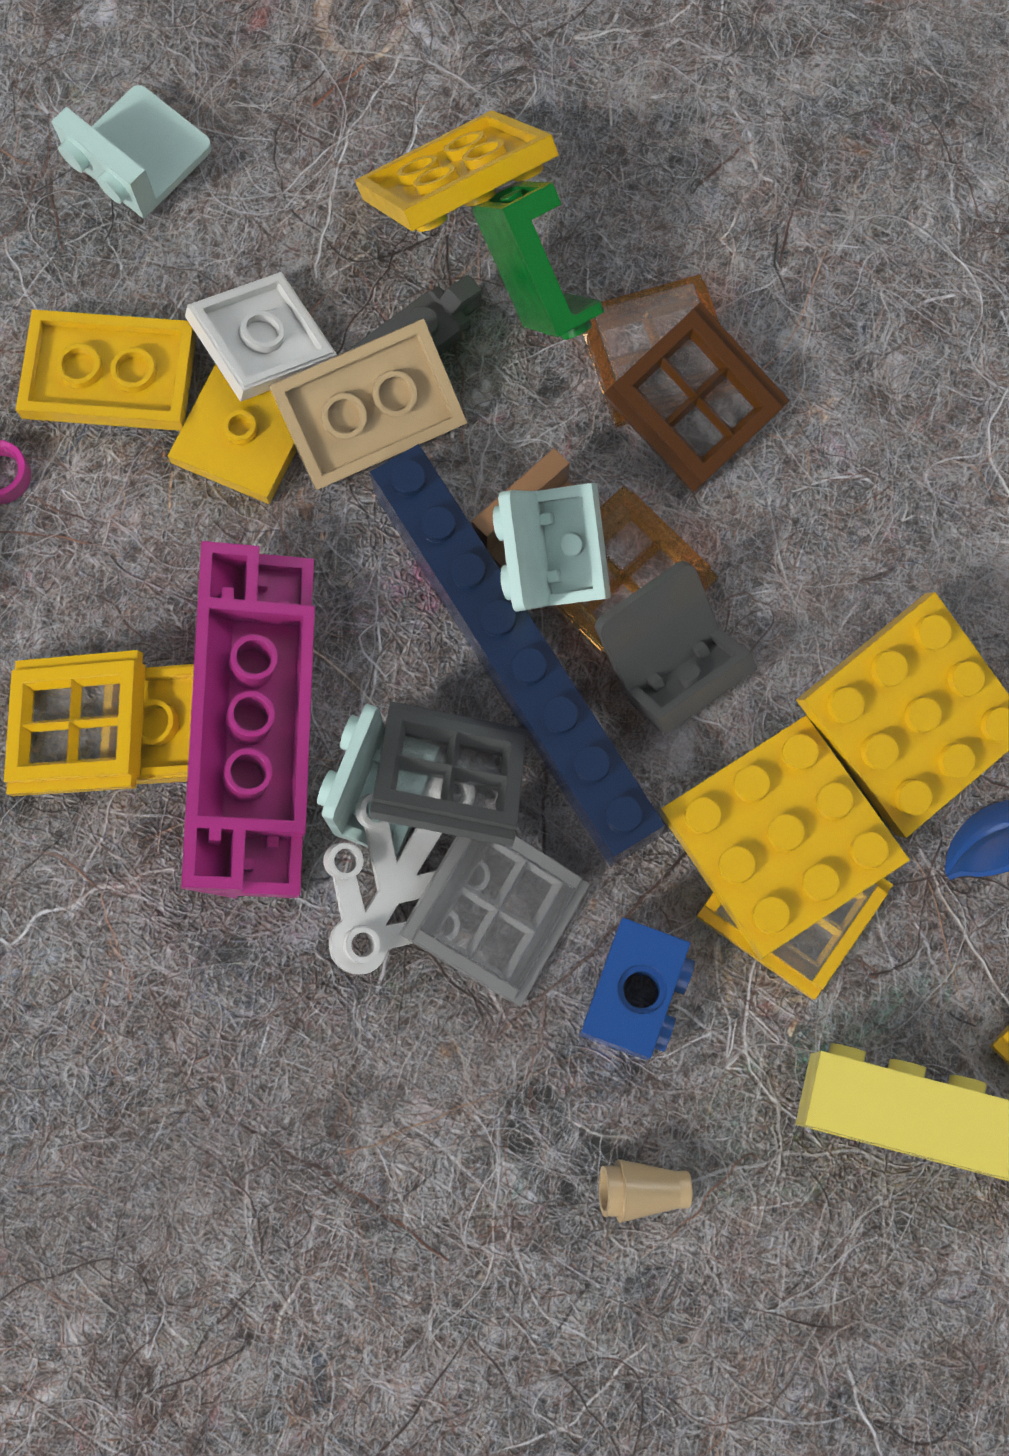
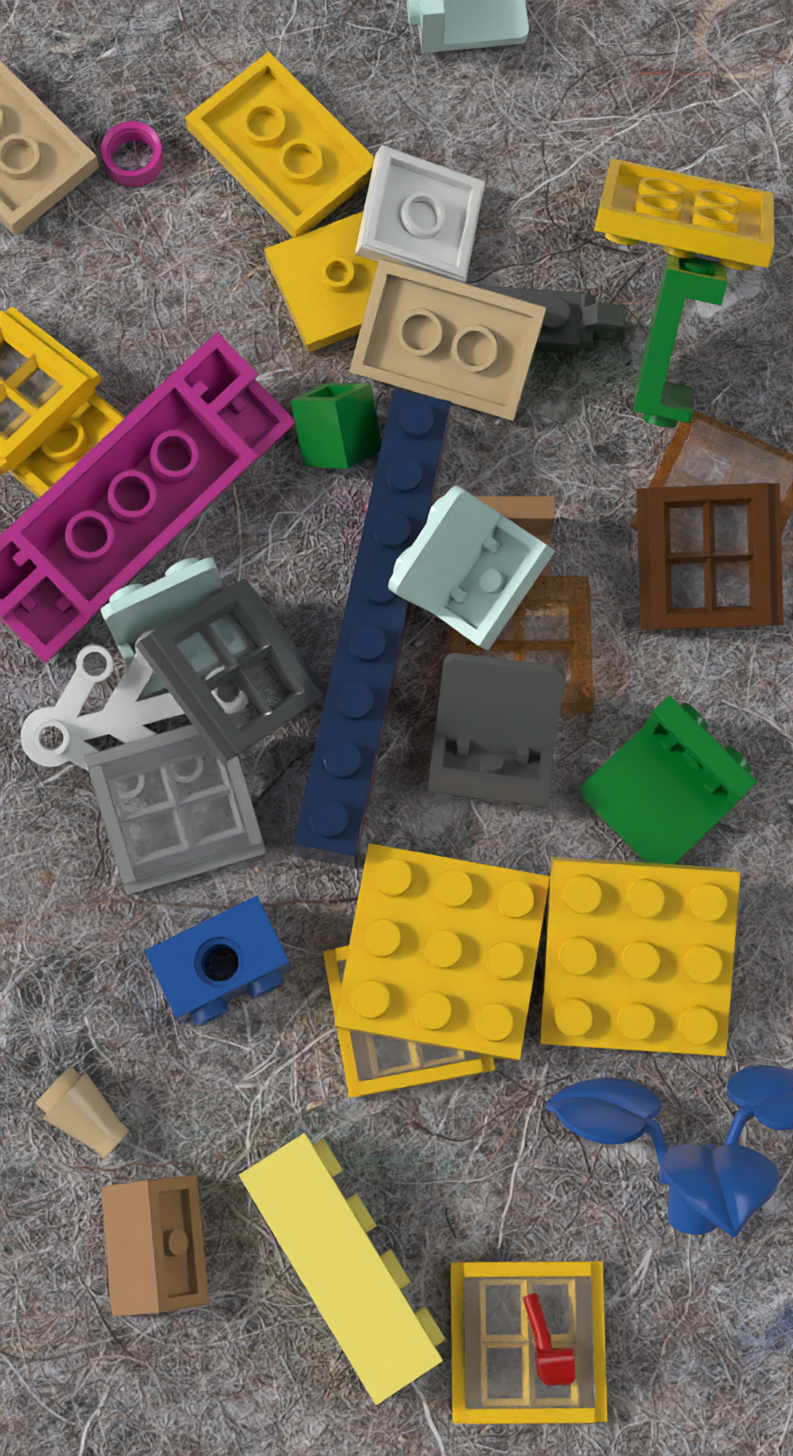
camera: 40 degrees right, 0 degrees up
(344, 535) = (336, 425): none -> green panel
(785, 1235) = (154, 1246): none -> medium nougat panel
(819, 579) = (668, 784): none -> green bracket

